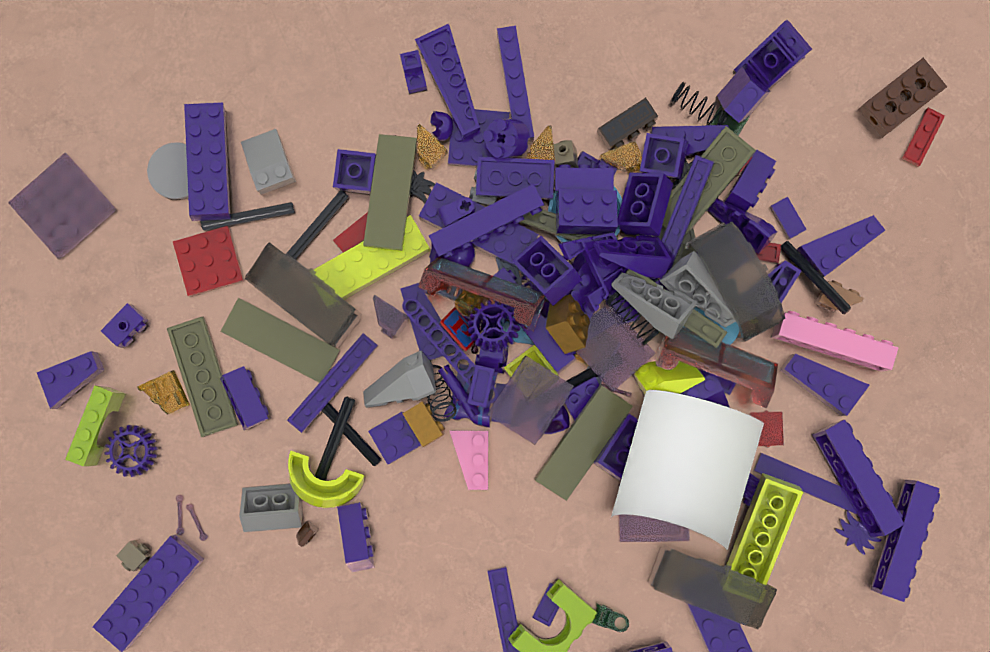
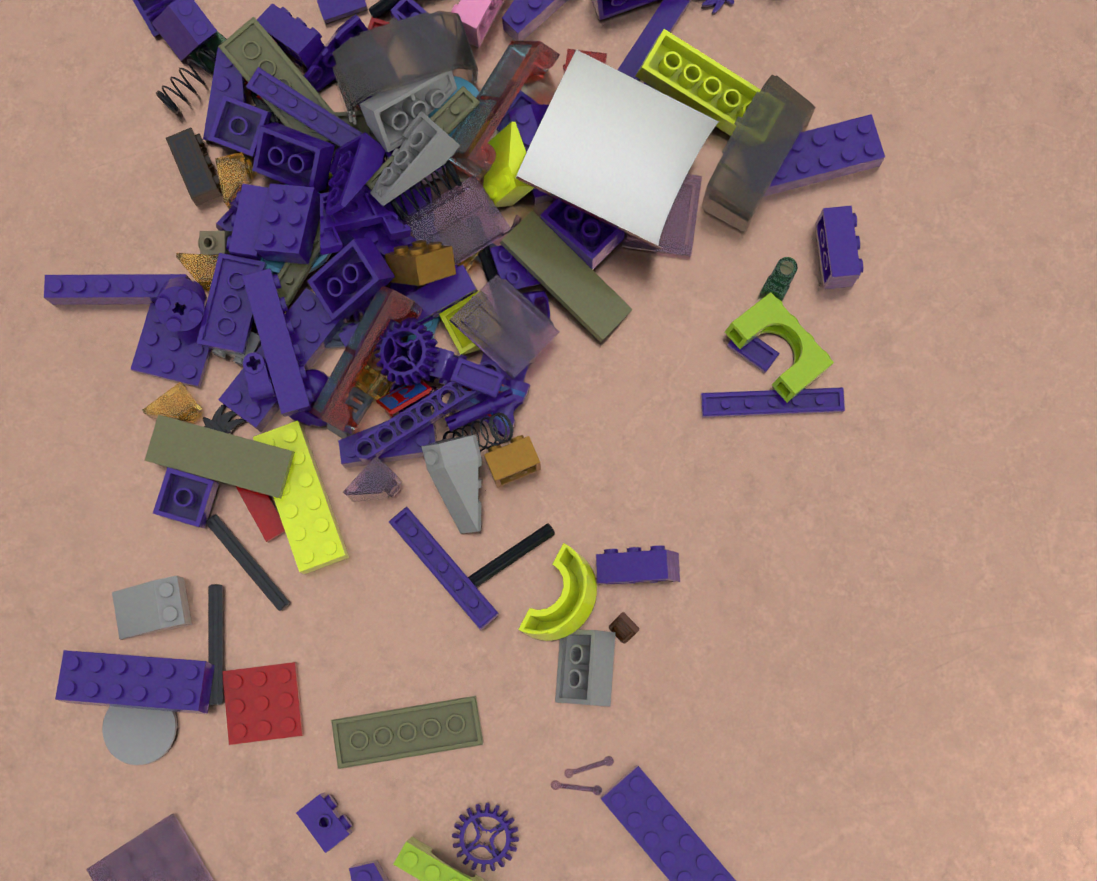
camera: 80 degrees left, 5 degrees down
(134, 556) = (619, 852): dark tan brick -> none
(166, 392) = (419, 782): clear yellow slope -> none
(244, 397) = (443, 680): dark purple brick -> none
(280, 340) = (379, 627): olive tile -> none
(303, 295) = (322, 580): clear smoke piece -> none
(334, 438) = (510, 573): black axle -> none
(394, 438) = (524, 500): dark purple brick -> none
(413, 71) = (76, 410): dark purple slope -> none
(443, 124) = (149, 383): dark purple hair -> none
(445, 66) = (74, 370): dark purple wing -> none
(473, 457) = (562, 409): bright pink wedge -> none

